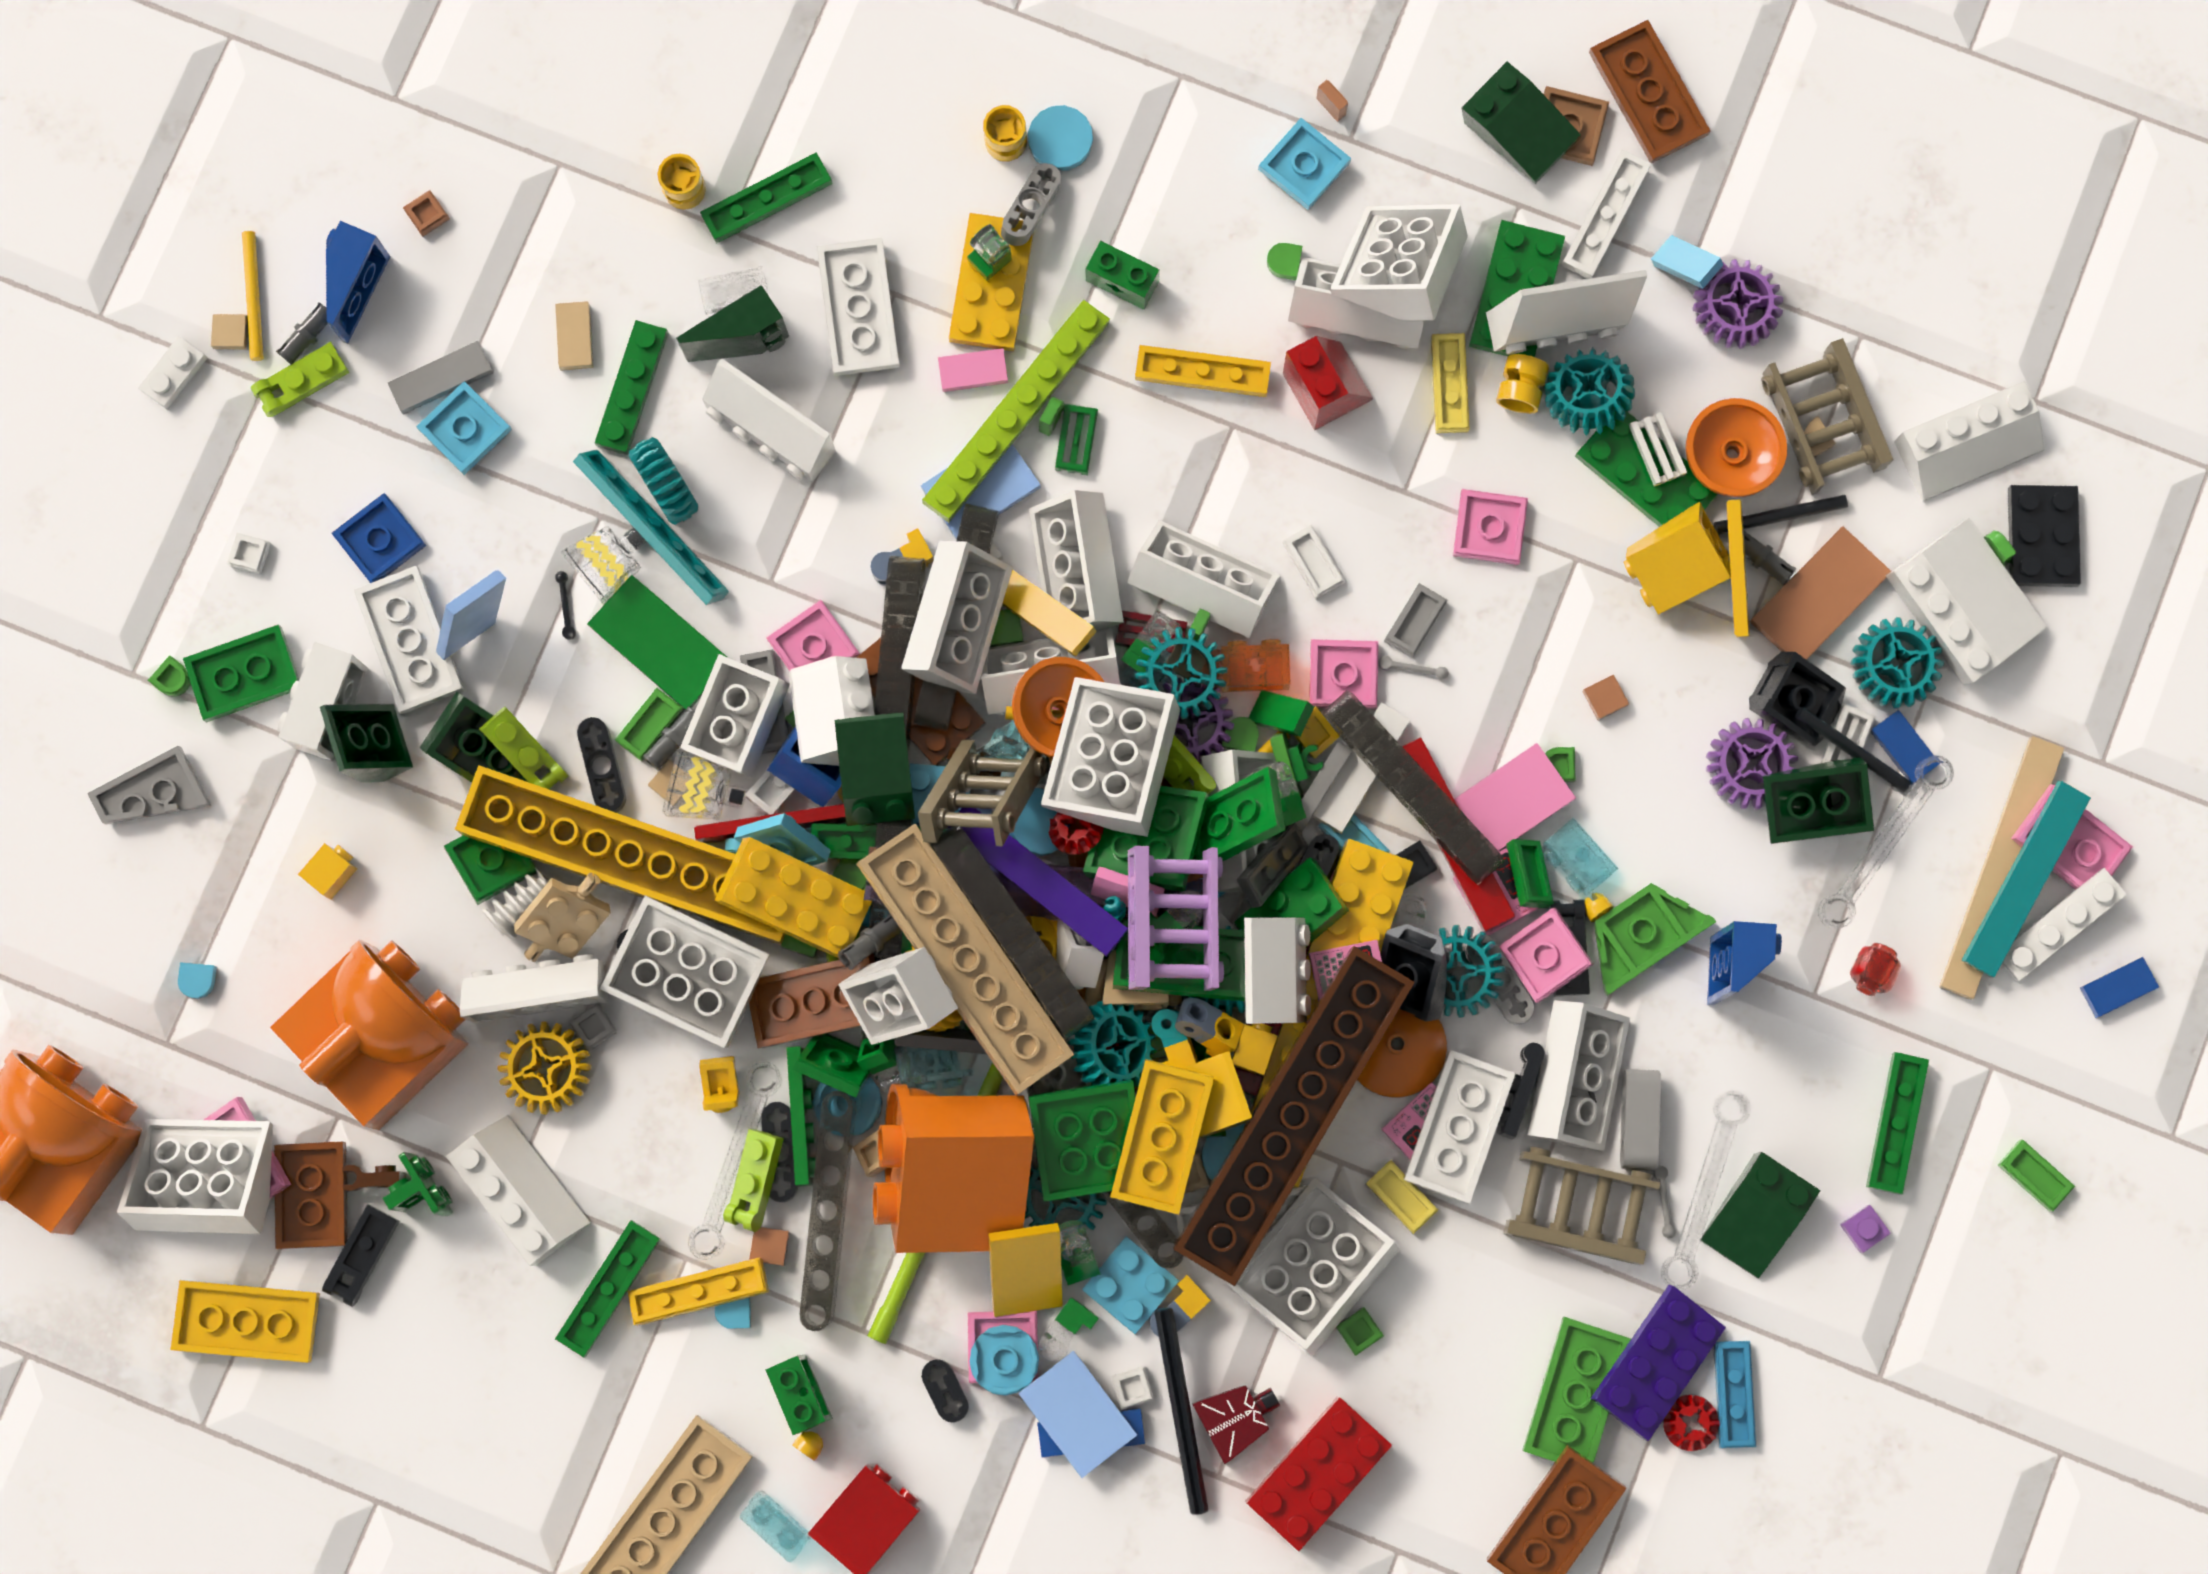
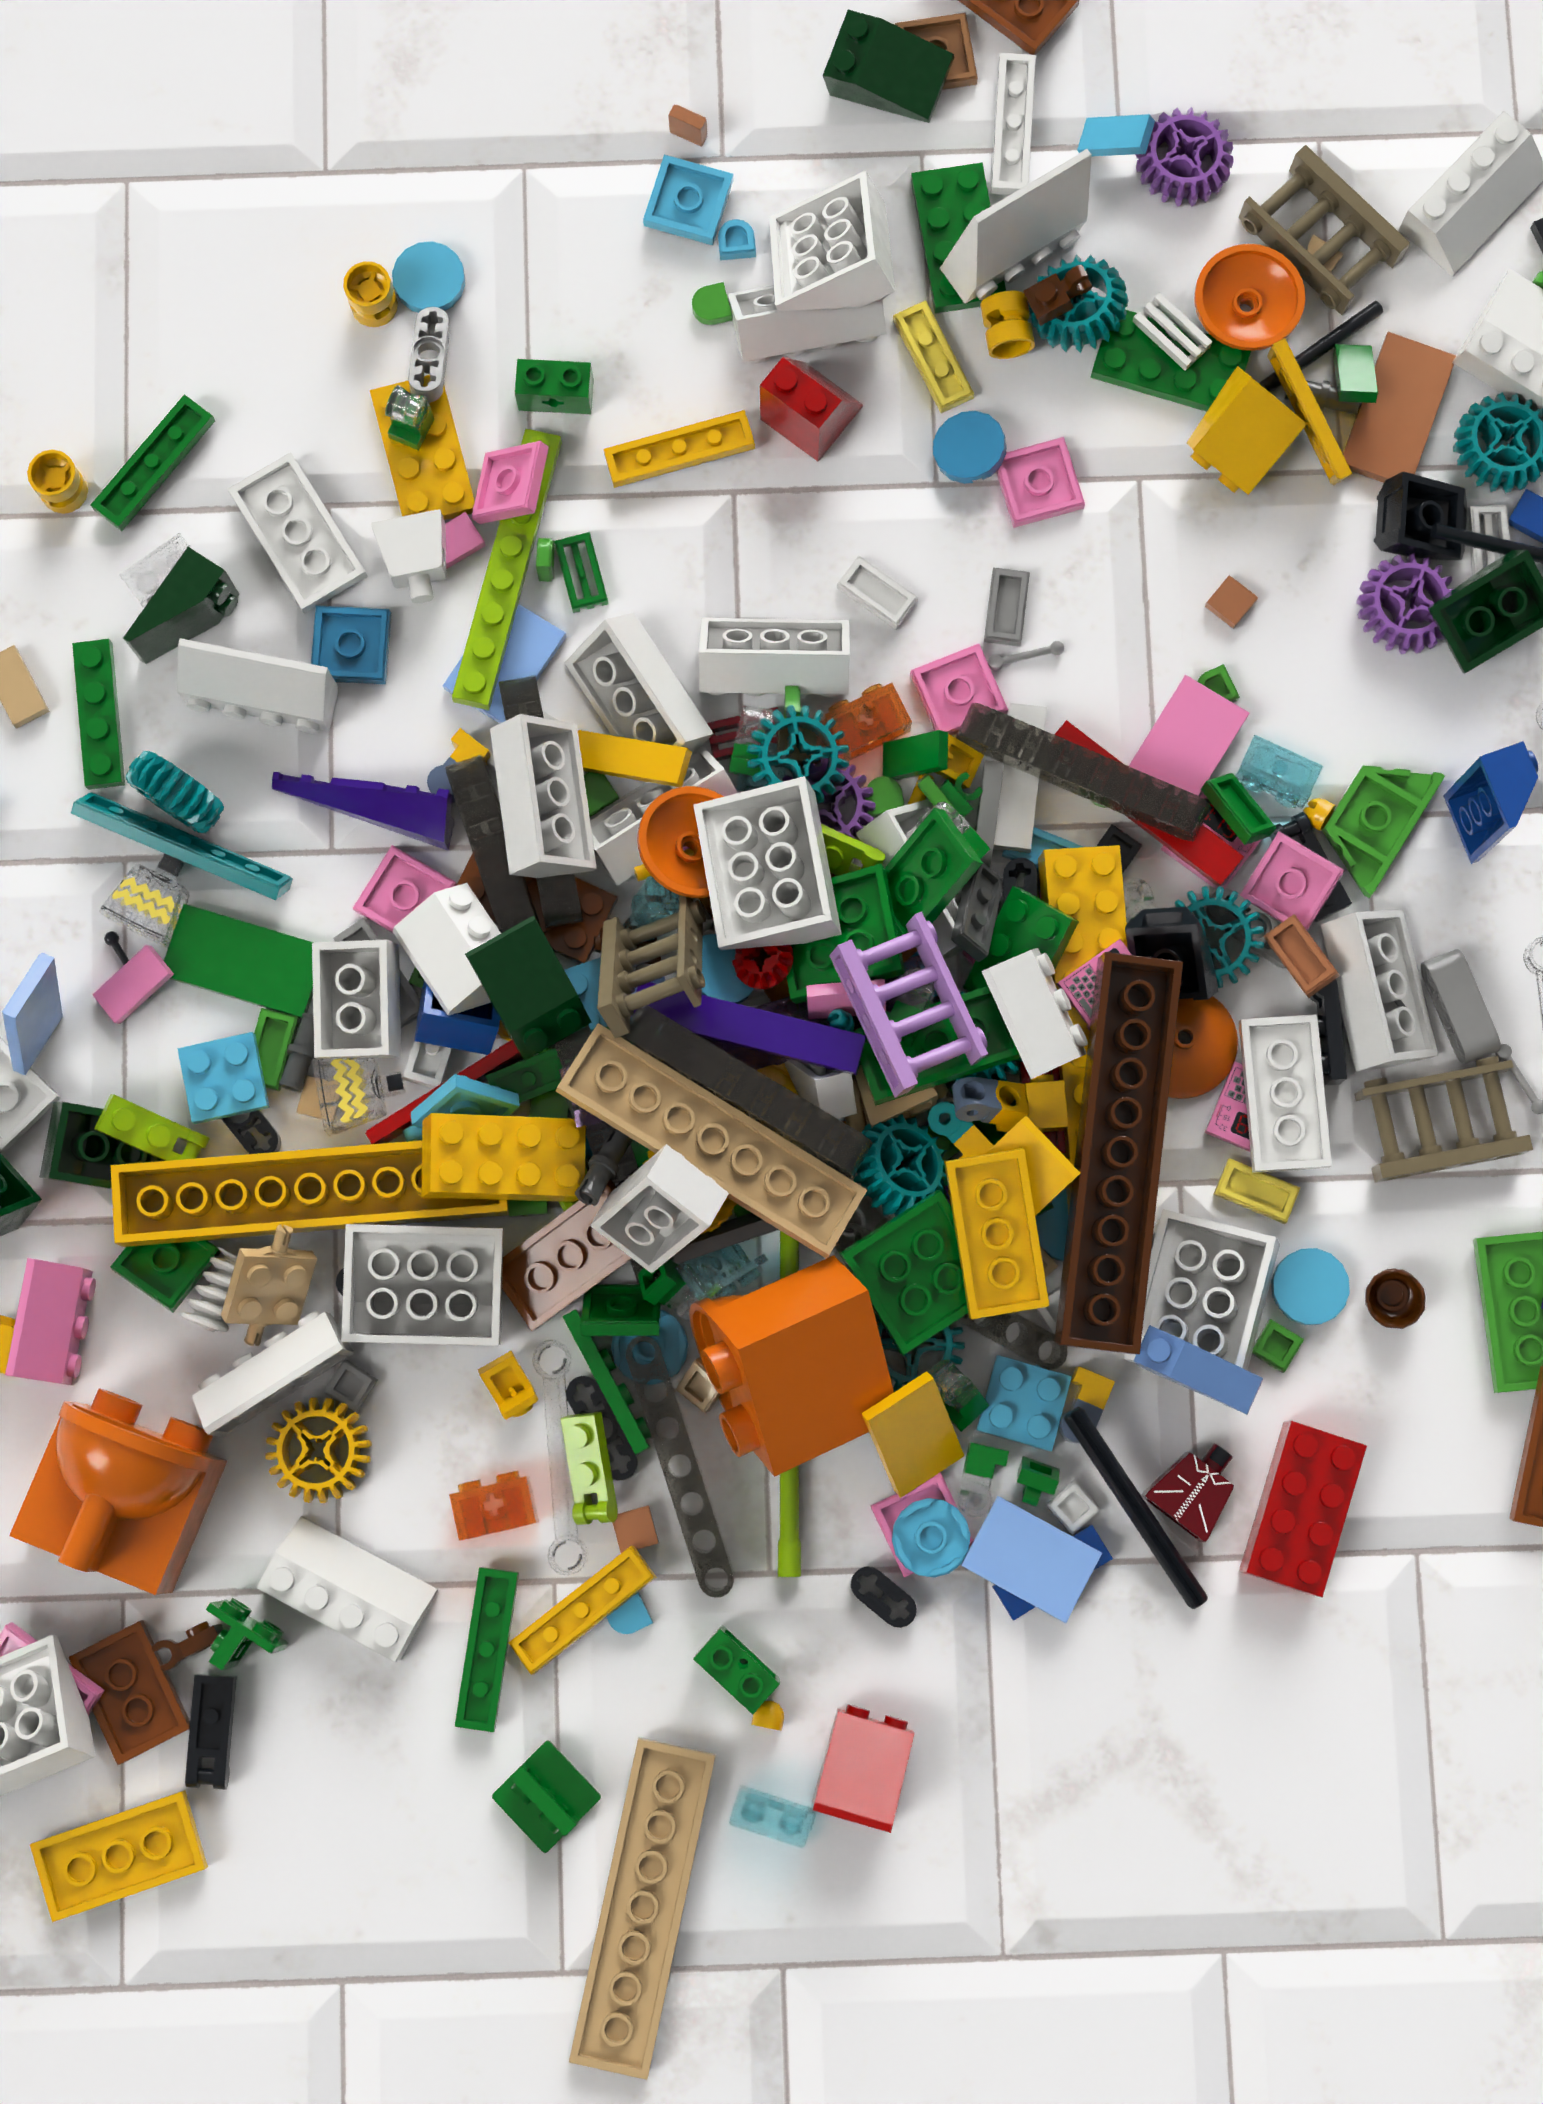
camera: 25 degrees left, 0 degrees up
(376, 870) = (50, 1322): none -> bright pink slope
(562, 623) = (133, 984): none -> bright pink tile
(600, 732) = (223, 1078): none -> medium azure plate
(603, 1428) = (546, 1796): none -> green bracket
(682, 1187) = (475, 1521): none -> clear orange brick
(840, 574) = (397, 809): none -> dark purple wedge
(862, 418) = (352, 643): none -> dark azure tile
(945, 365) = (414, 551): none -> white torso
(1049, 340) = (510, 482): none -> bright pink tile
(1113, 1351) = (1037, 1479): none -> green tile
(1279, 1321) = (1198, 1370): none -> medium blue slope
(1329, 214) = (736, 240): none -> medium azure tile
(1409, 1295) = (1310, 1286): none -> medium azure tile
(1444, 473) = (969, 447): none -> dark azure tile
(1473, 1336) = (1395, 1298): none -> reddish brown hair
(1524, 1019) = (1301, 956): none -> nougat tile
(1567, 377) = (1052, 297): none -> reddish brown plate
(1797, 550) = (1355, 373): none -> tile

